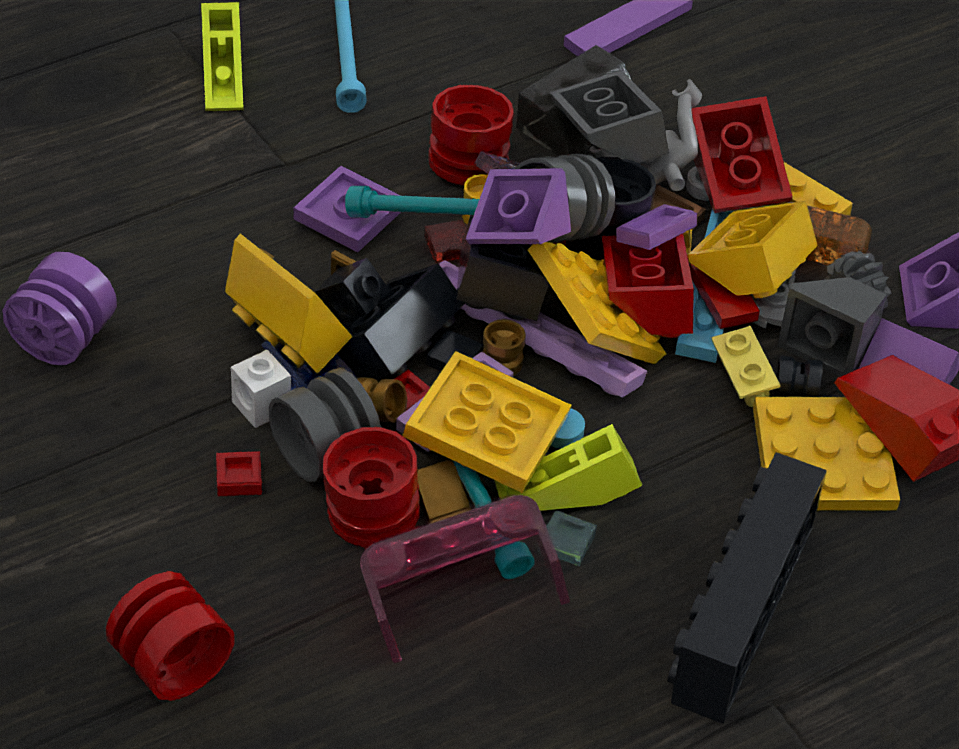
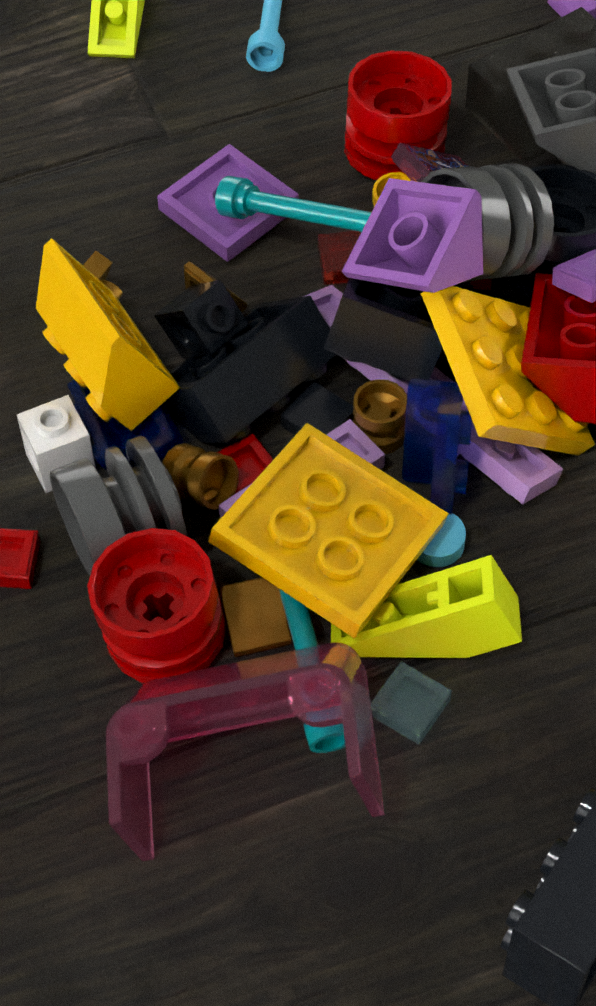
camera: 15 degrees right, 10 degrees up
(550, 354) = (433, 439): none -> clear blue bracket

